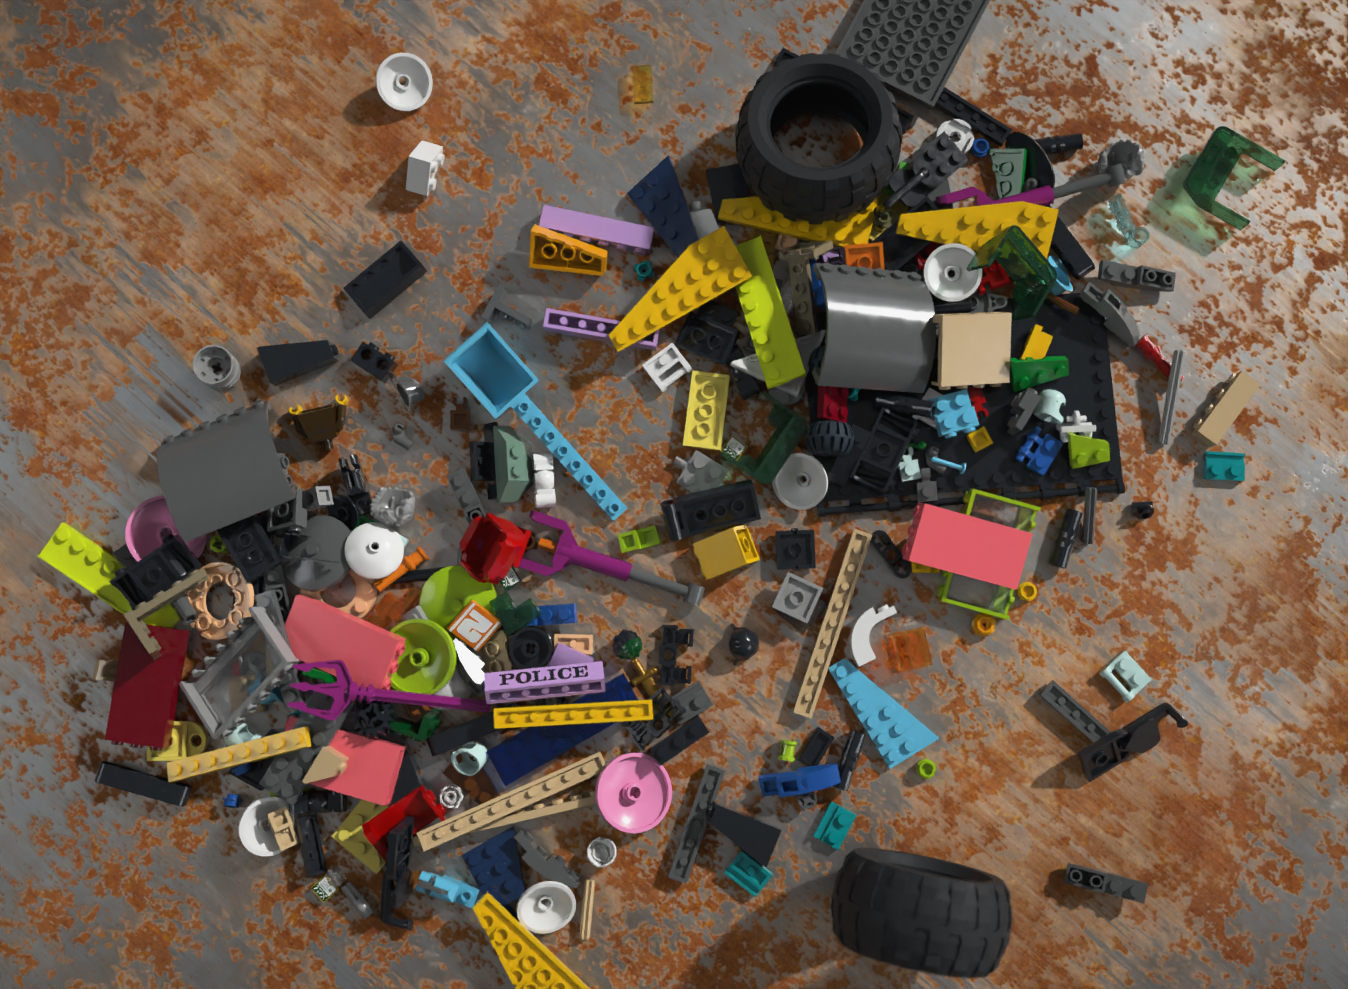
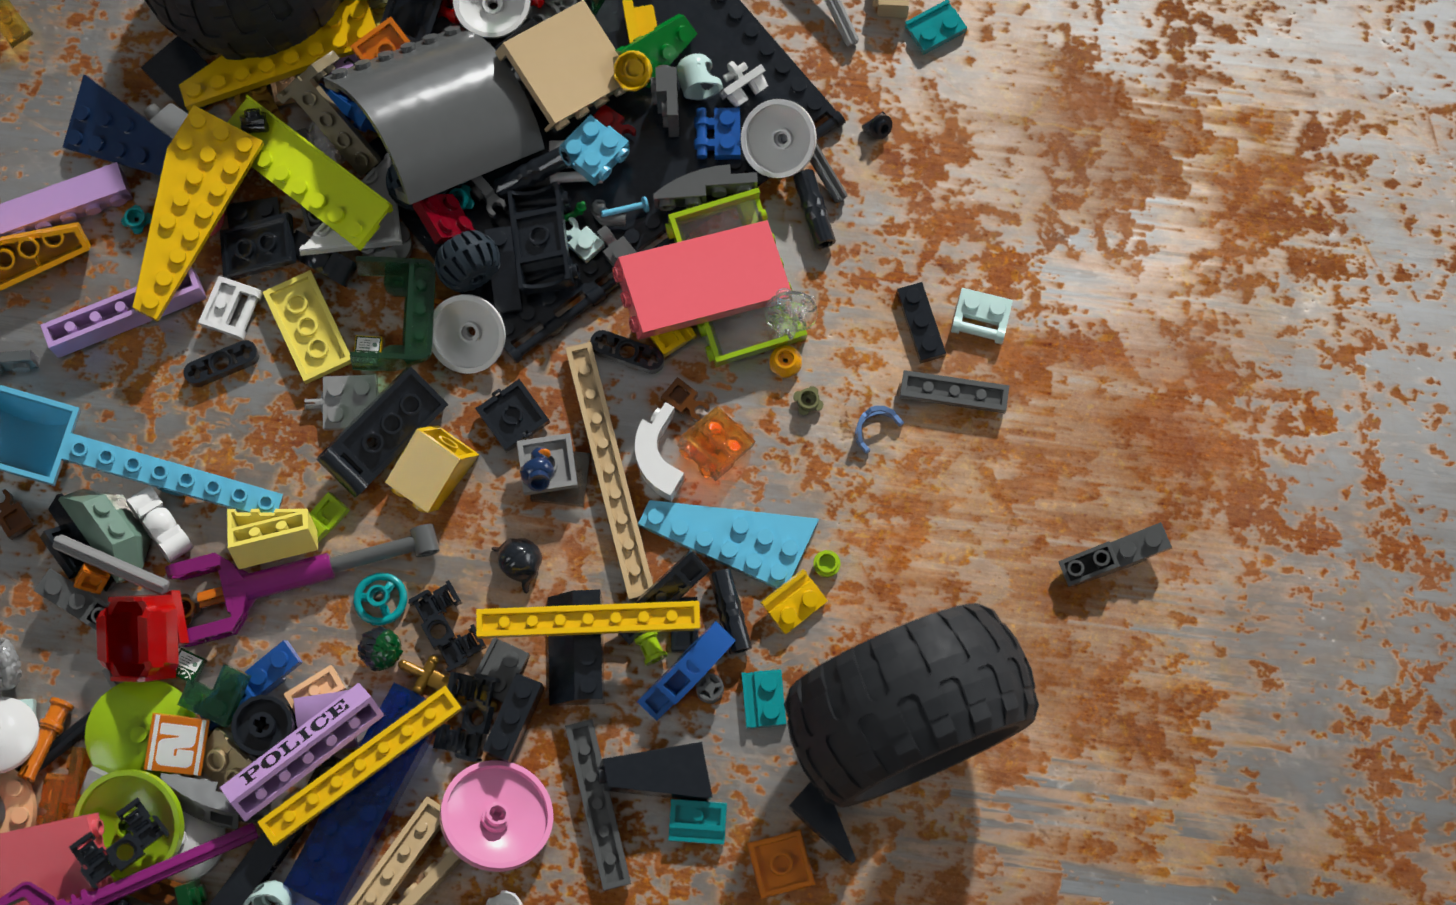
camera: 35 degrees left, 10 degrees down
(390, 677) = (103, 865): none -> black piece
(484, 490) = (91, 579): none -> orange tile
(500, 491) = (111, 564): none -> light grey axle
(603, 533) = (268, 537): none -> light yellow wedge
(625, 402) = (210, 359): none -> black beam
(659, 606) = (375, 590): none -> teal piece
(742, 721) = (576, 660): none -> black slope
(754, 257) = (254, 121): none -> black plate
(761, 715) = (588, 619): none -> yellow plate
(780, 930) = (781, 864): none -> orange tile
(789, 602) = (537, 471): none -> dark blue animal
(813, 724) = (672, 584): none -> black plate
(822, 922) = (823, 820): none -> black slope
(869, 398) = (482, 190): none -> dark grey plate
(891, 779) = (794, 601): none -> yellow plate
(905, 606) = (683, 398): none -> reddish brown plate
(979, 439) = (644, 162): yellow tile -> none
(985, 664) = (808, 393): none -> olive plate
(1000, 479) = (695, 186): none -> dark grey slope
(1003, 695) = (873, 411): none -> medium blue helmet
(1007, 601) = (791, 312): none -> clear plate
(1012, 380) = (632, 70): none -> yellow hair
(1026, 591) = (811, 289): yellow plate -> none
(1061, 482) = (763, 134): none -> white dish
(1084, 655) = (921, 322): none -> black plate
(1086, 450) = (776, 88): lime wing -> none
(1119, 744) = (1024, 391): black plate -> none

